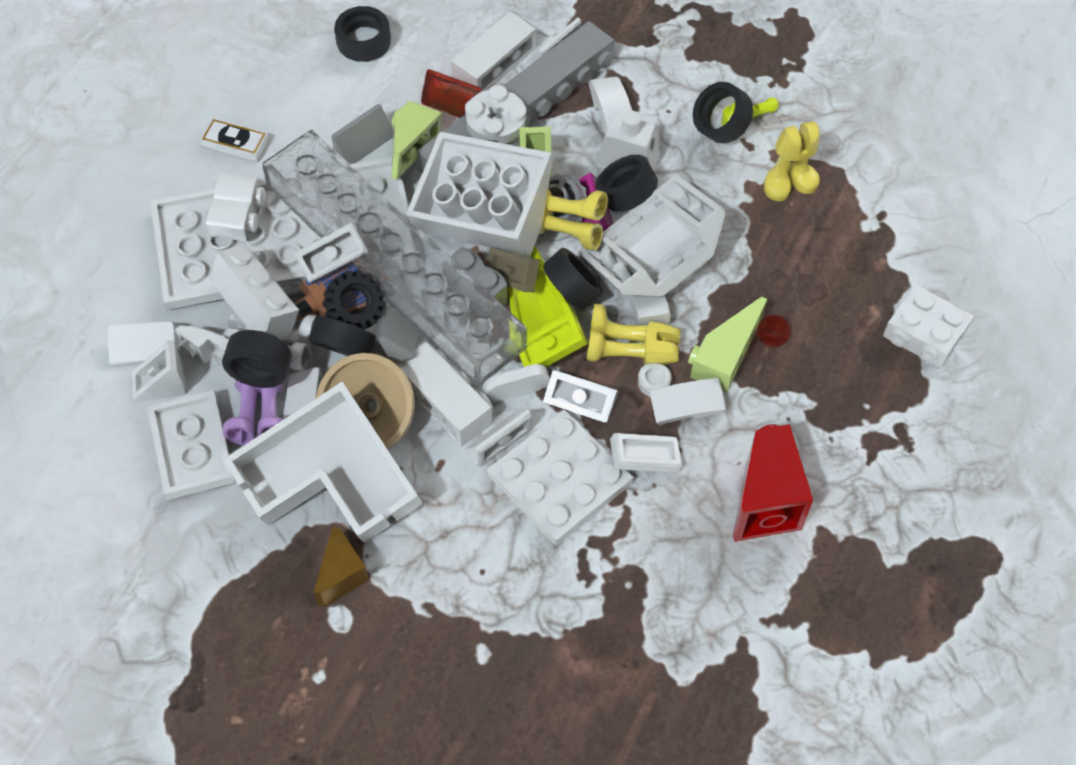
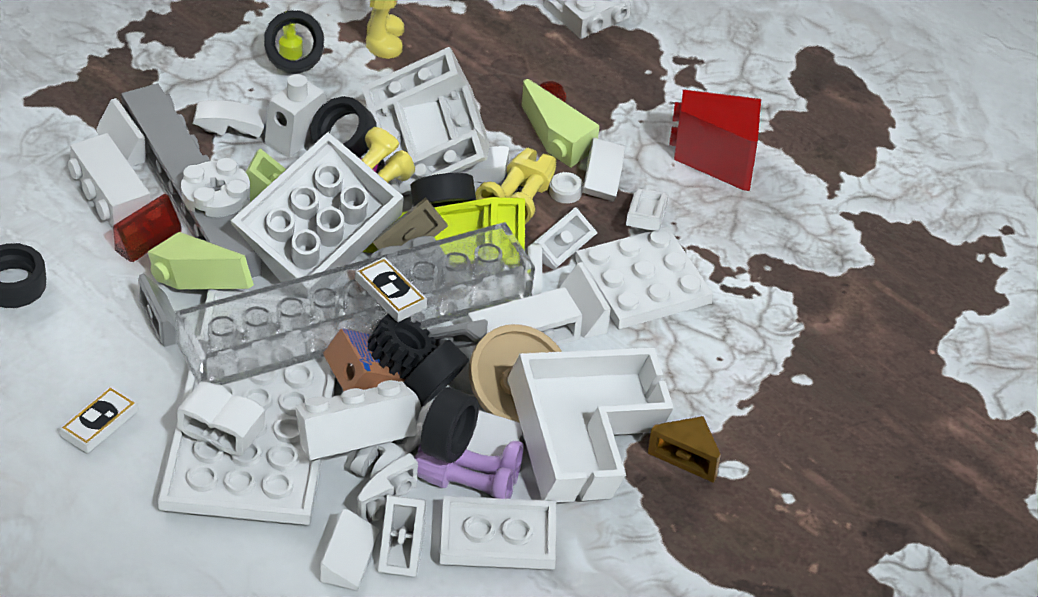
camera: 75 degrees left, 15 degrees down
(330, 252) = (346, 333): white slope -> none
(391, 264) = (391, 289): none -> tile

